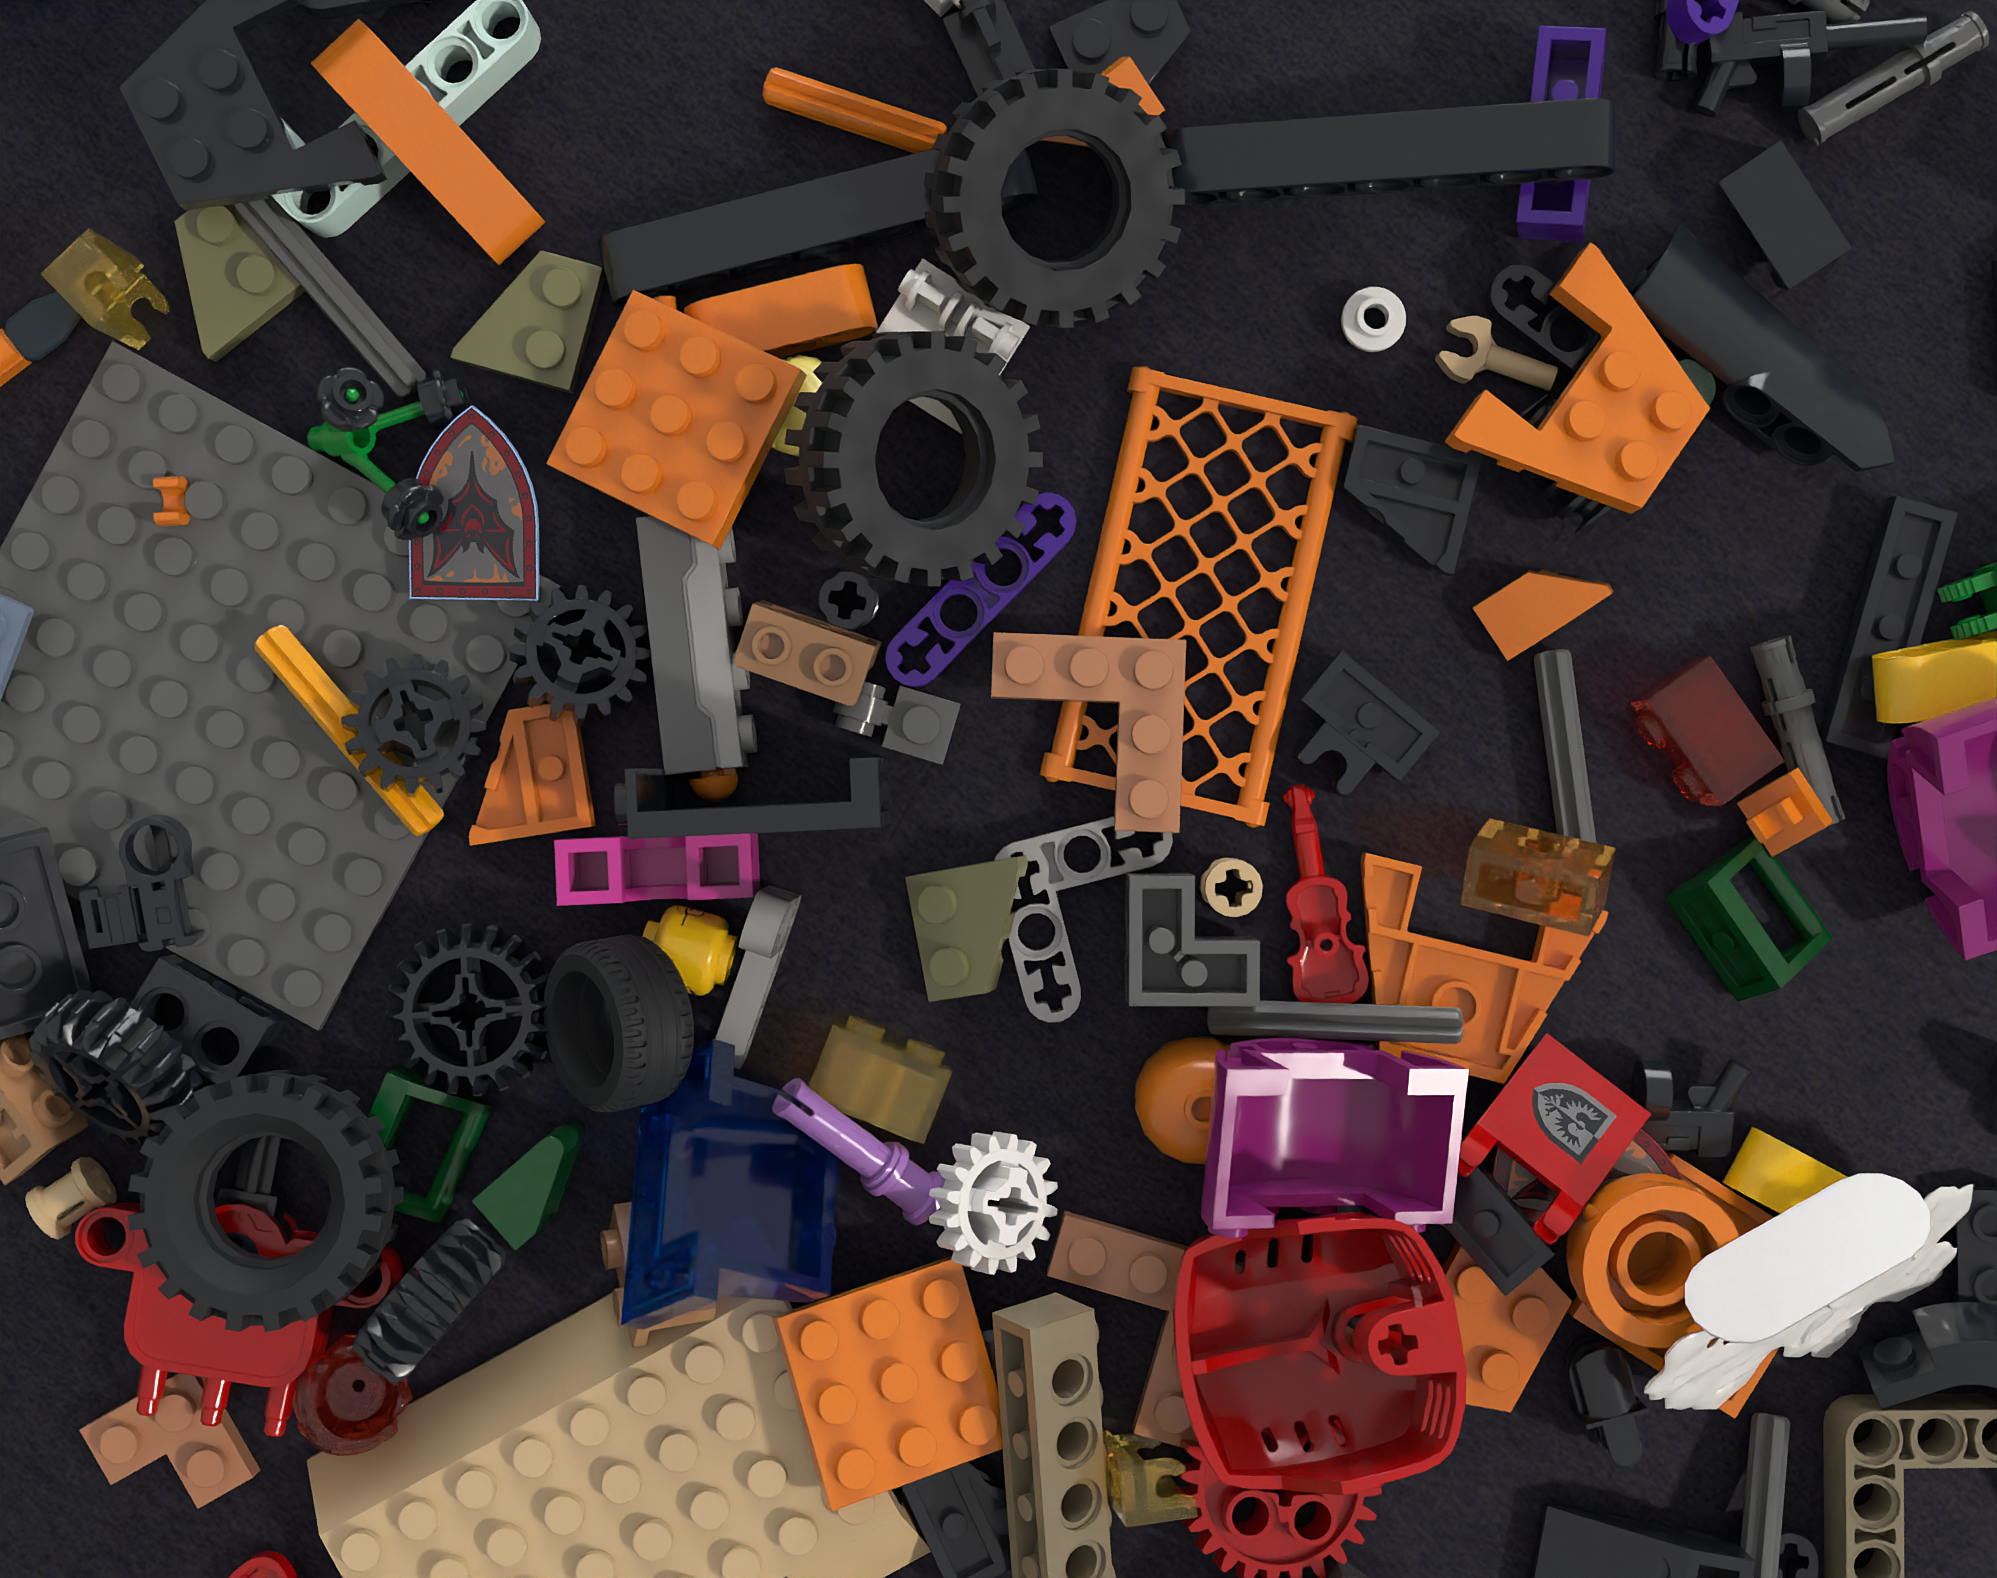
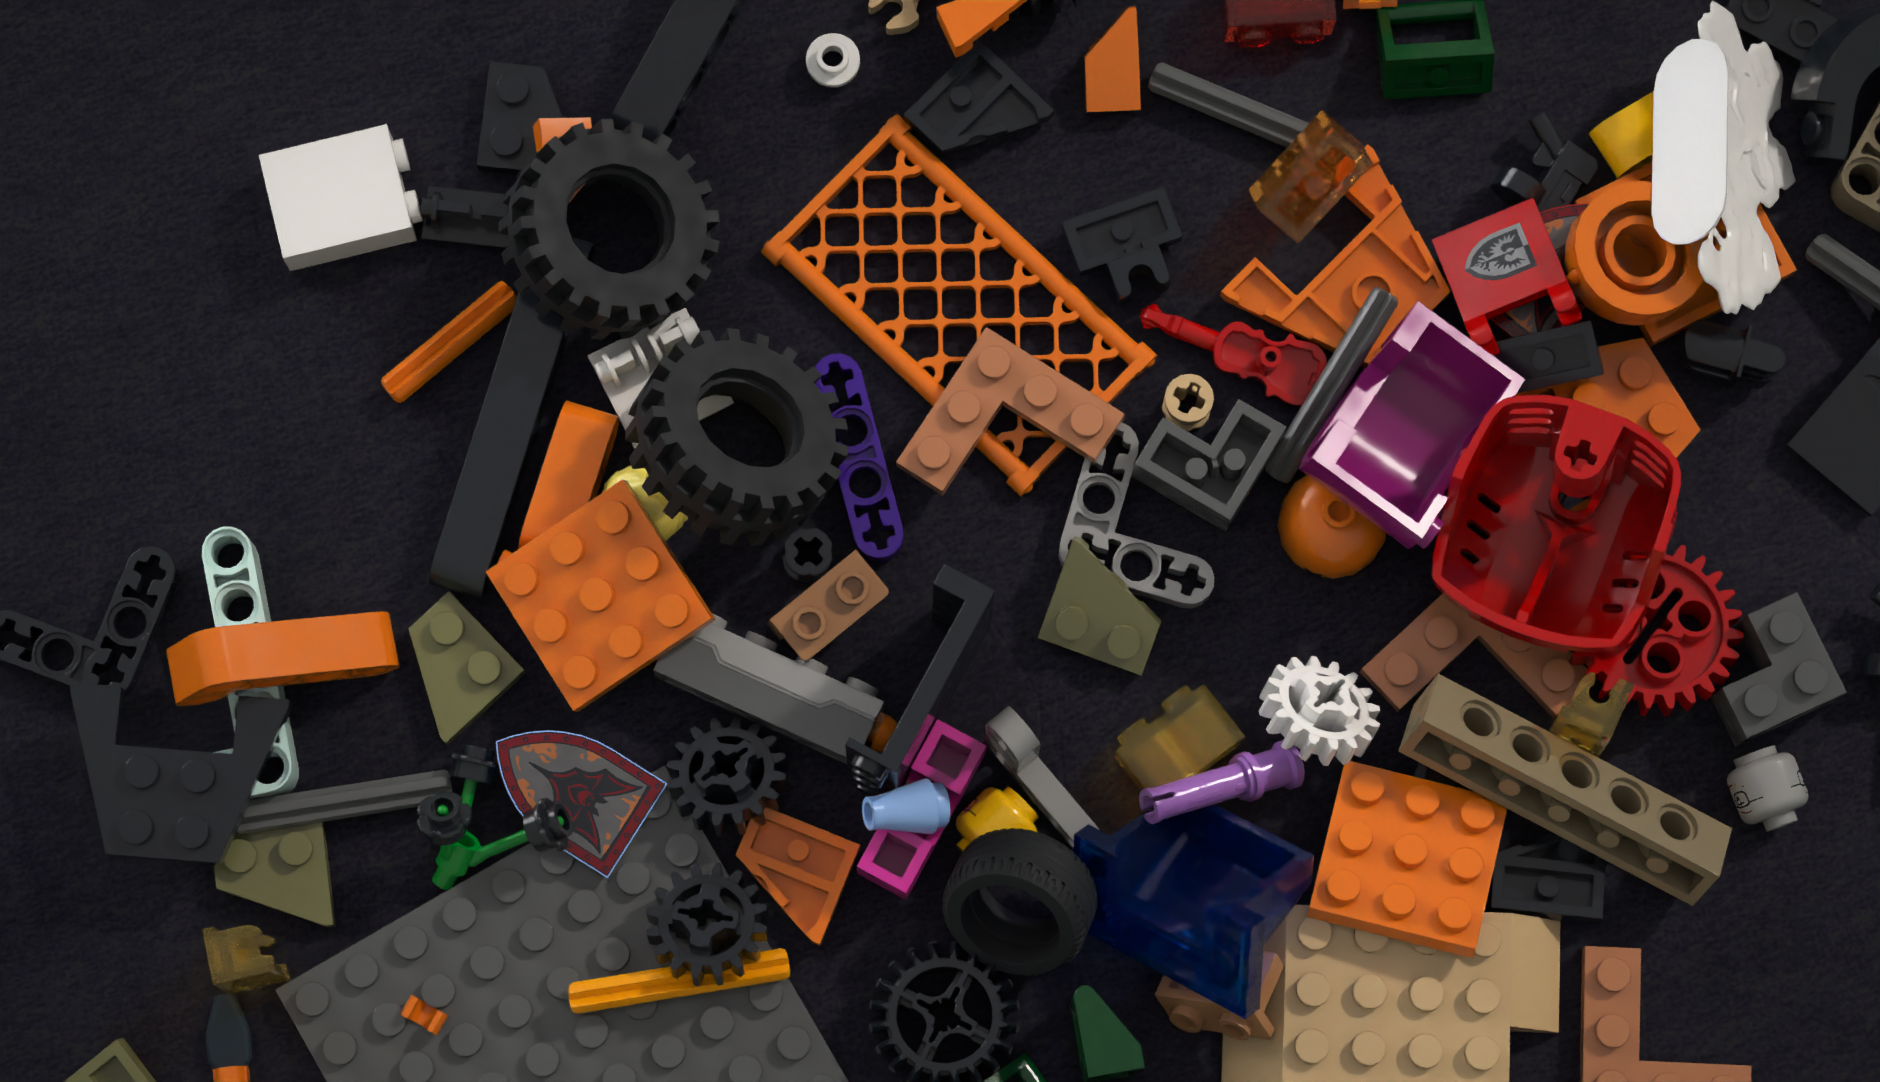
camera: 60 degrees left, 10 degrees down
(643, 865) = (910, 808): none -> light blue cone
(916, 723) = (920, 563): dark grey plate -> none

